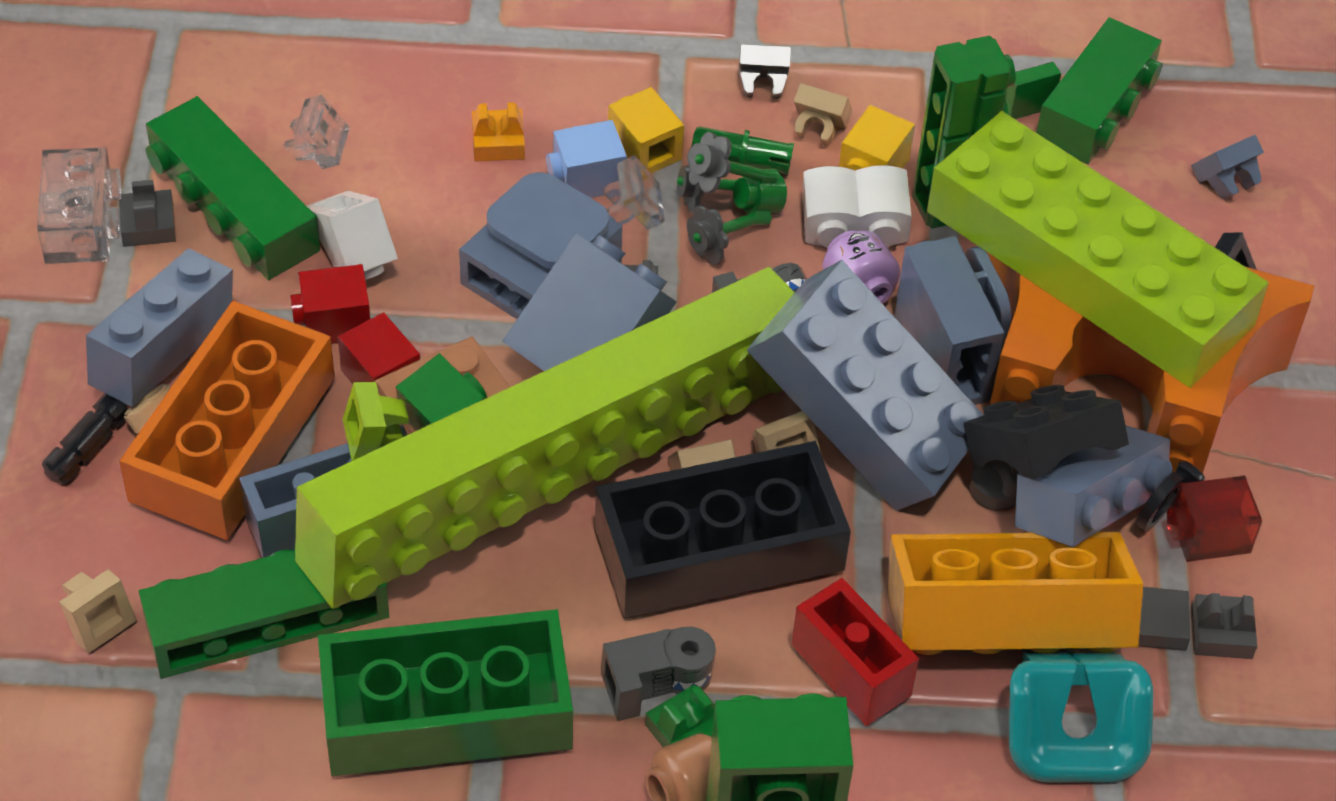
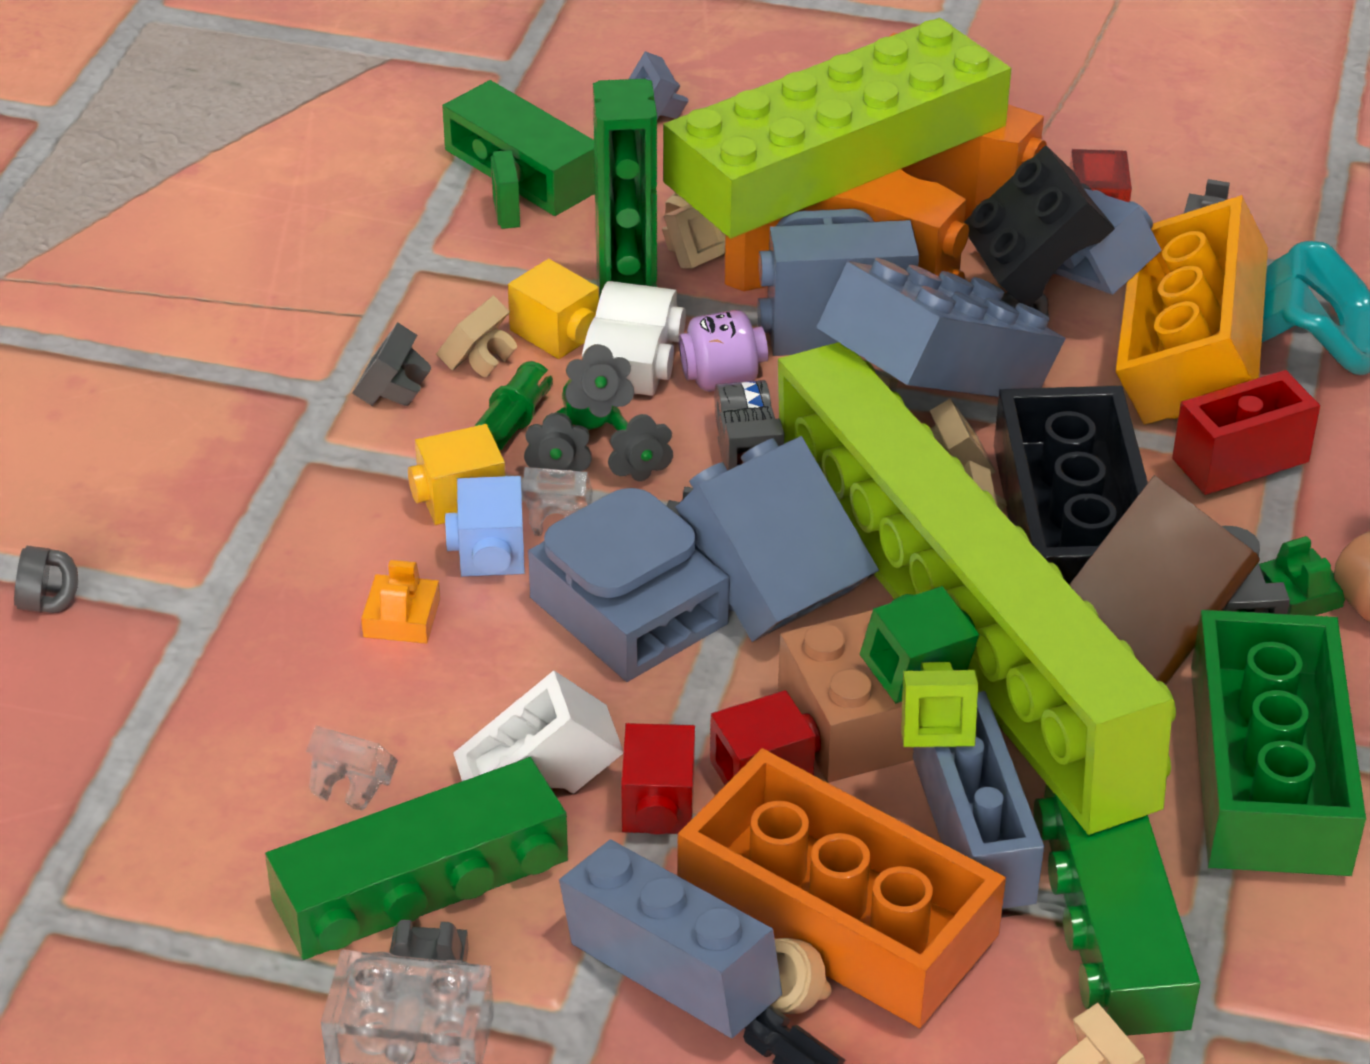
camera: 75 degrees left, 10 degrees down
(596, 575) = (1159, 573): none -> reddish brown piece

